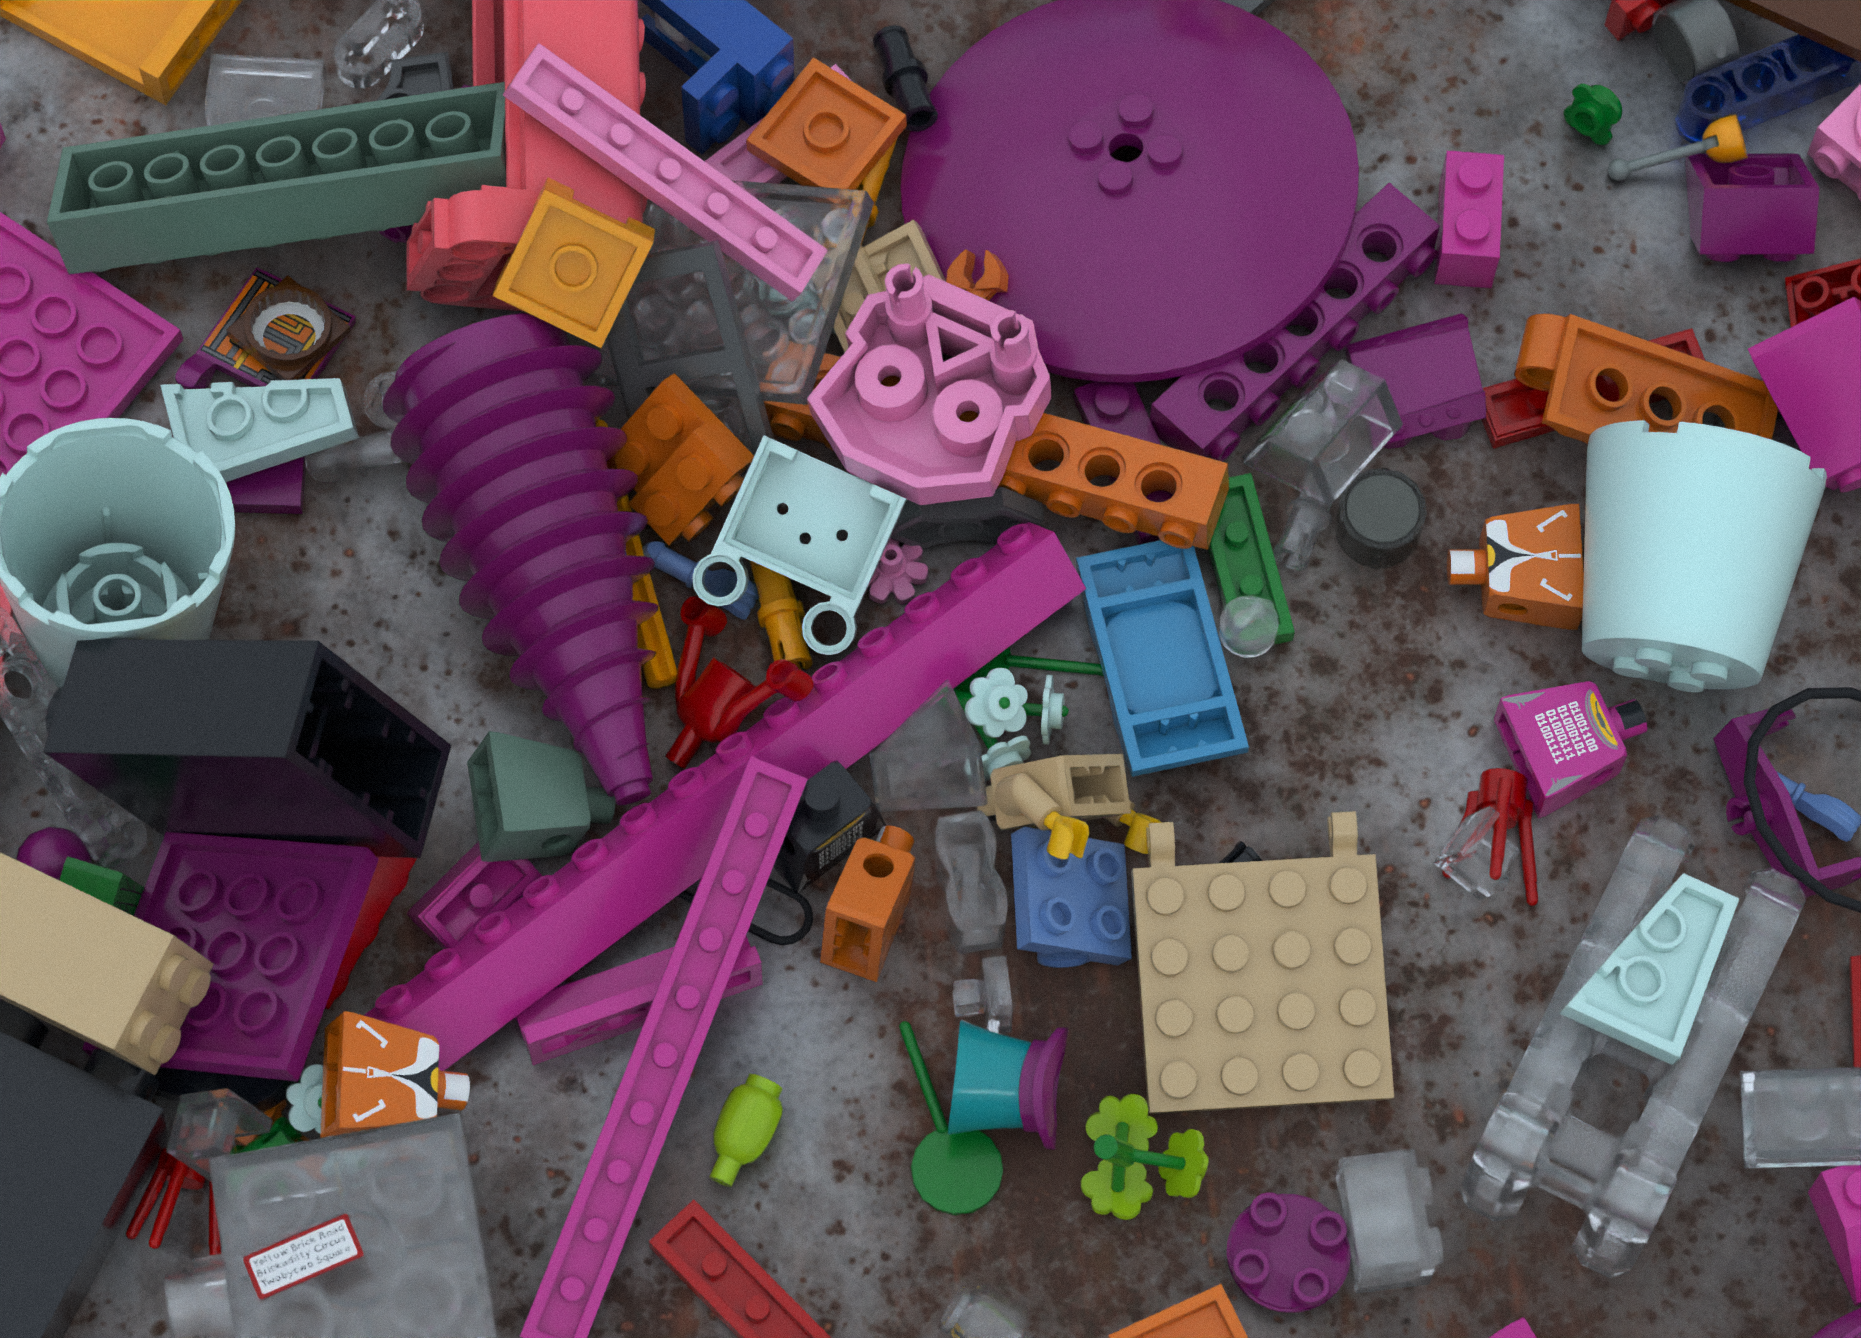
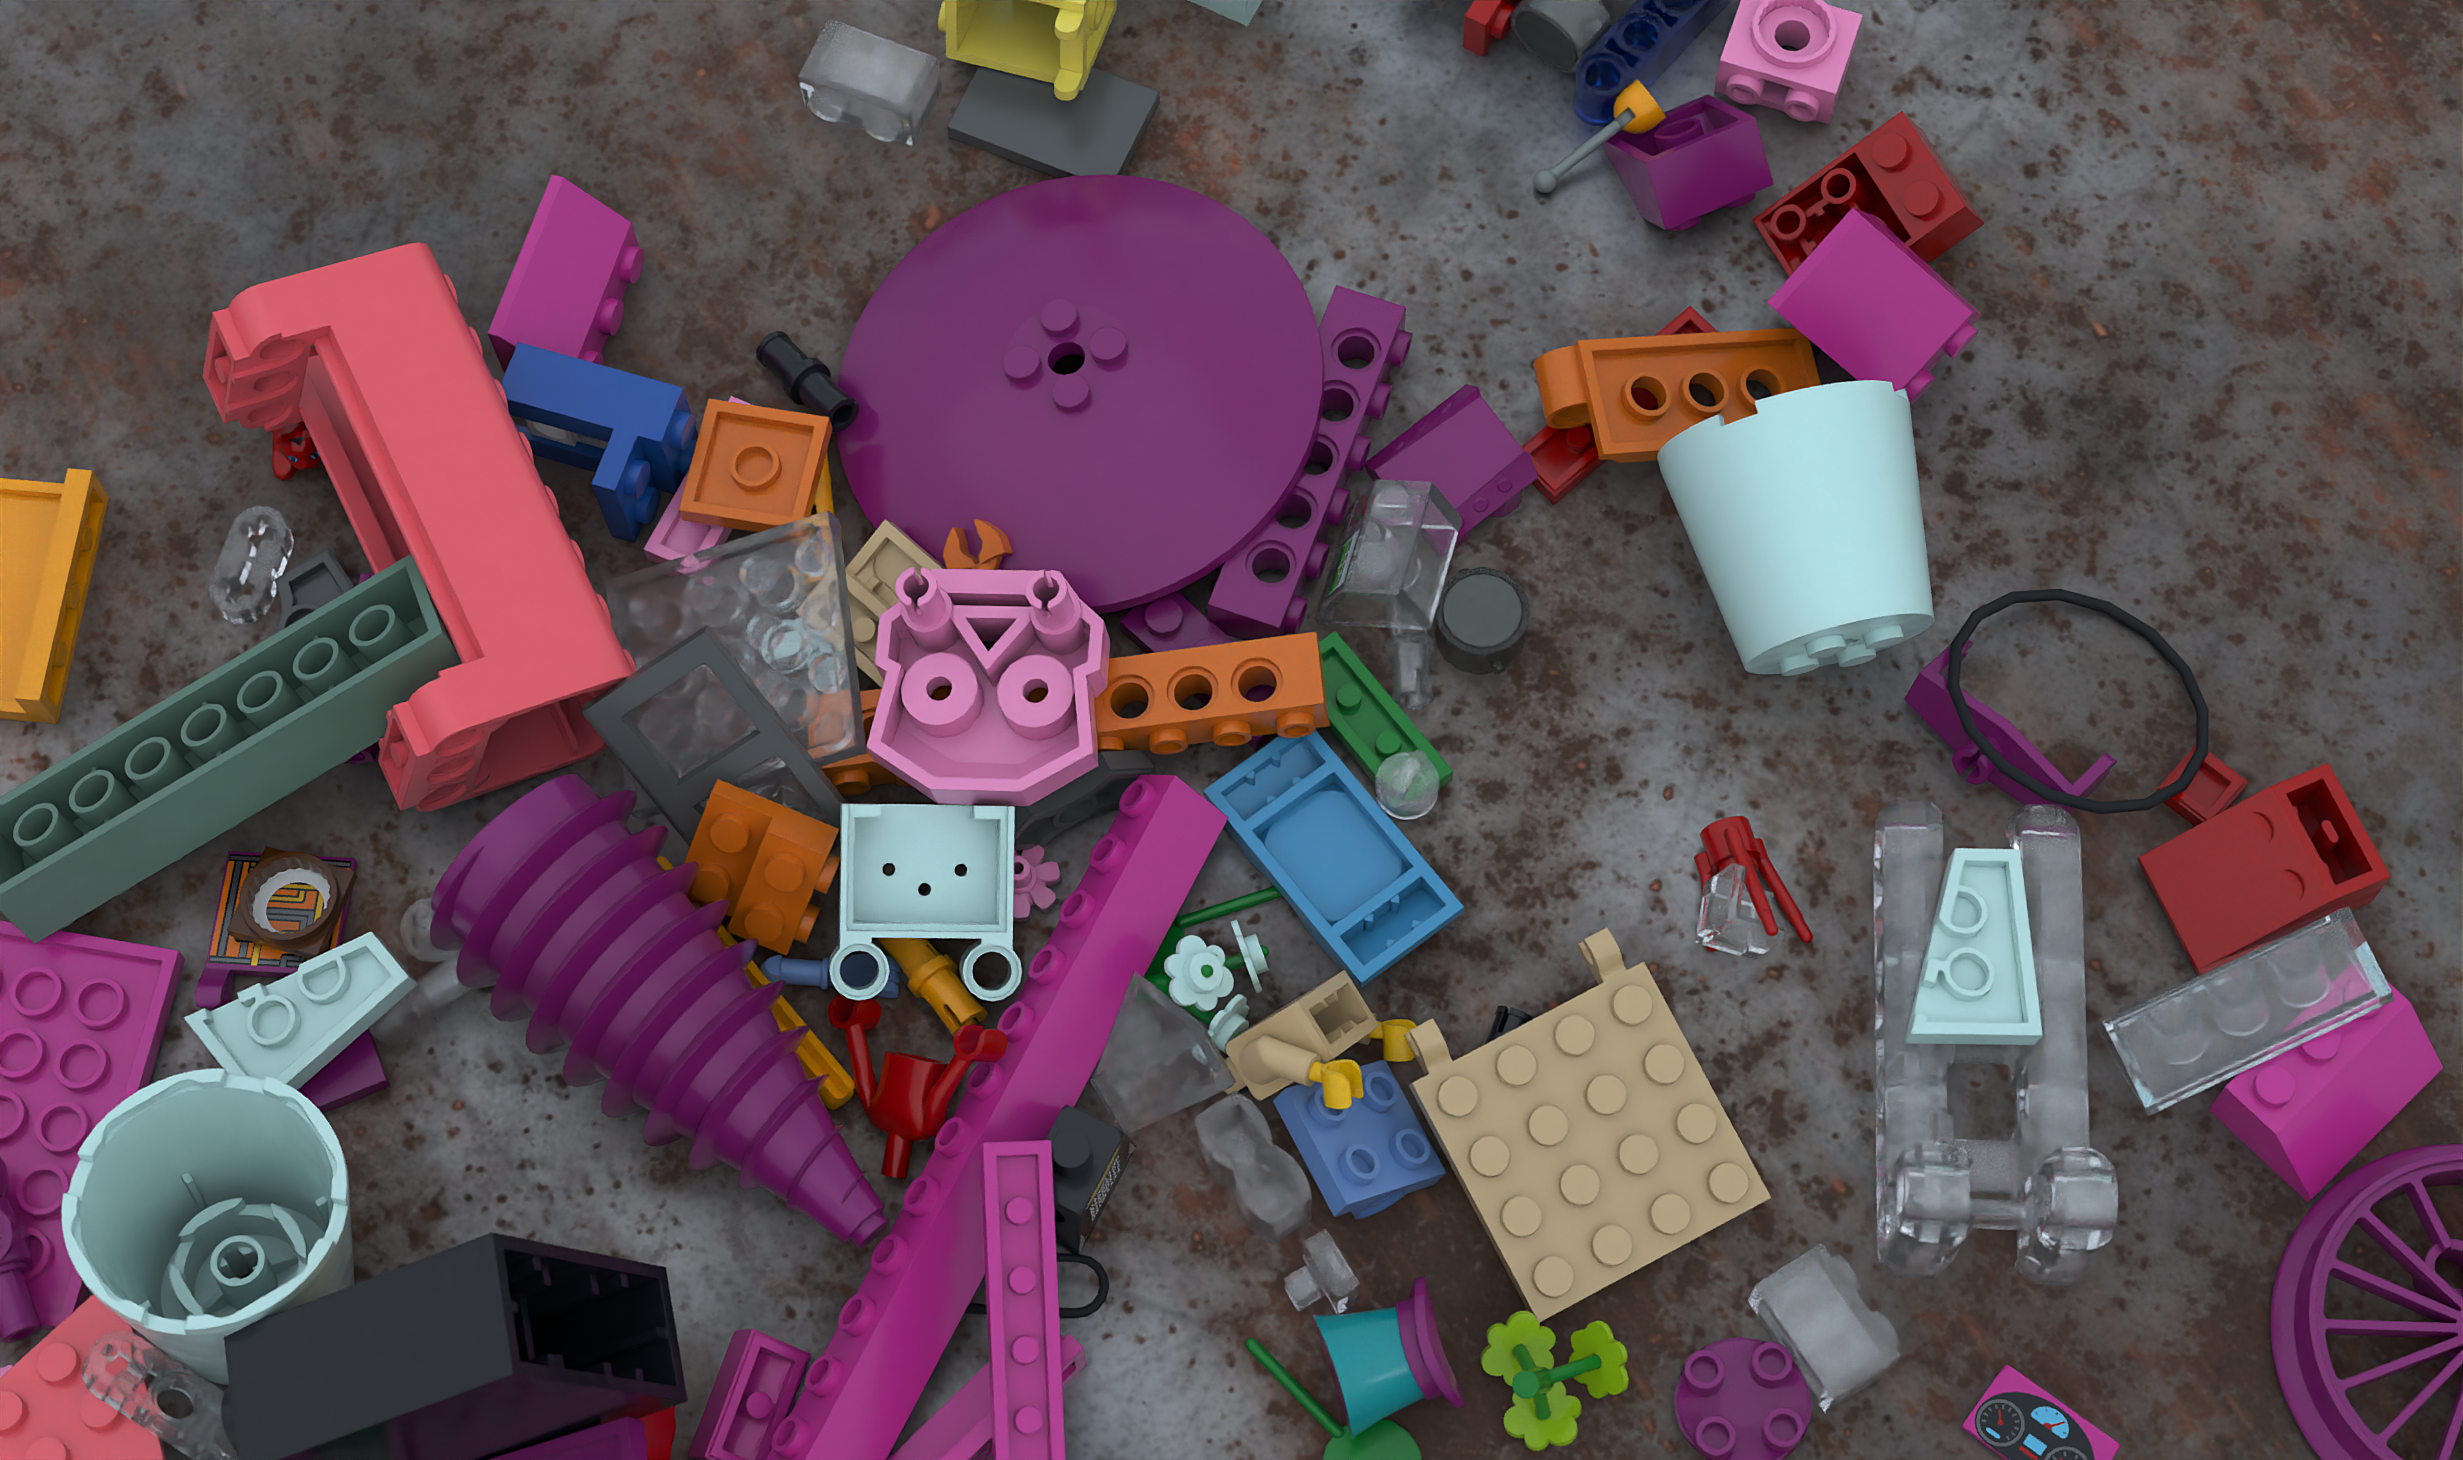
camera: 20 degrees left, 0 degrees up
(261, 87) = (151, 665): clear tile -> none
(531, 798) = (766, 1281): sand green torso -> none
(573, 264) = (570, 713): light orange panel -> none
(665, 172) = (618, 577): bright pink plate -> none
(869, 903) = (1161, 1234): orange torso -> none
(1469, 219) = (1428, 282): dark pink brick -> none
(1527, 567) = (1647, 607): orange torso -> none
(1566, 740) = (1766, 763): dark pink torso -> none
(1594, 112) = (1496, 134): green plate -> none
(1824, 810) = (2046, 723): medium blue piece -> none

